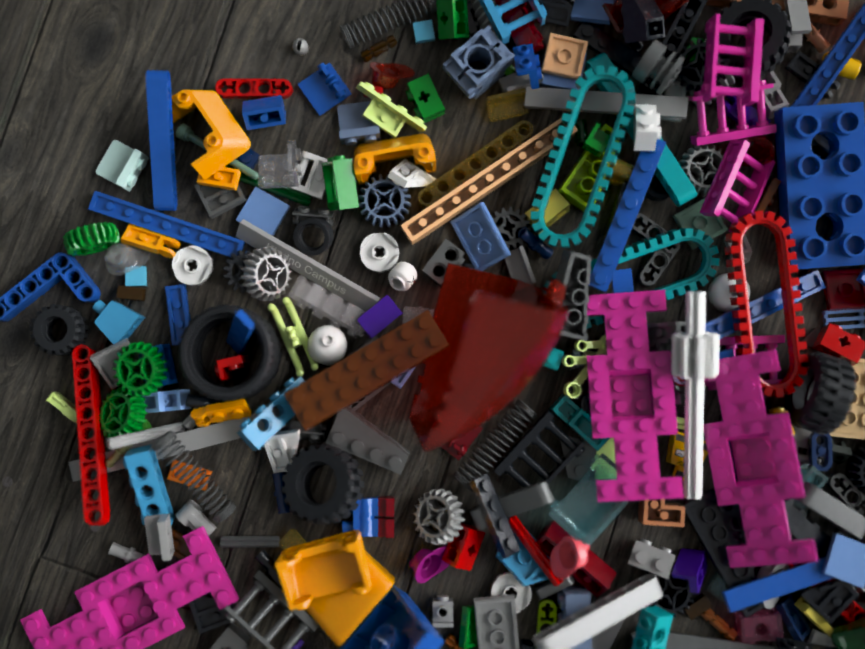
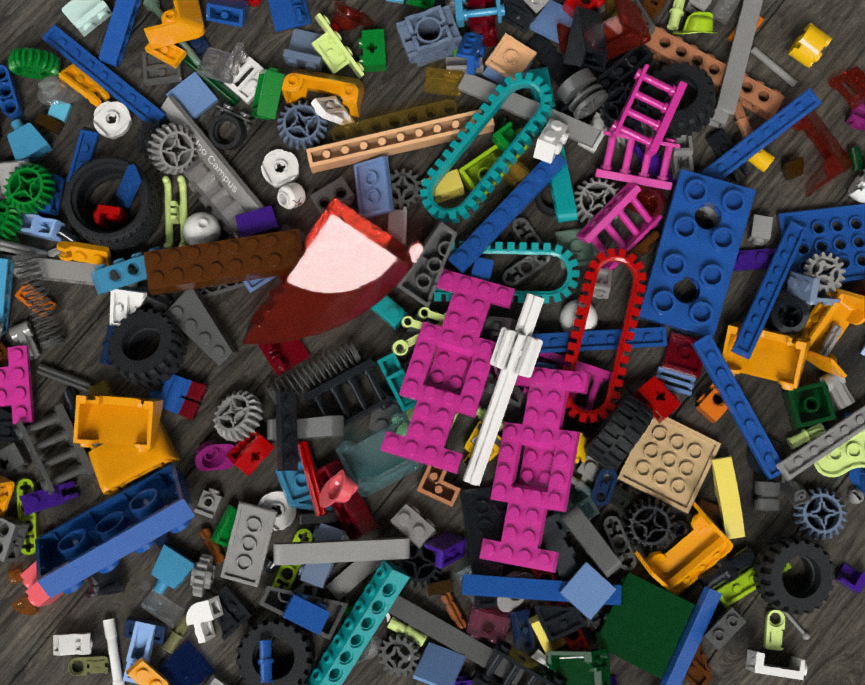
camera: 20 degrees right, 5 degrees down
(535, 243) = (419, 209): dark blue pin -> none

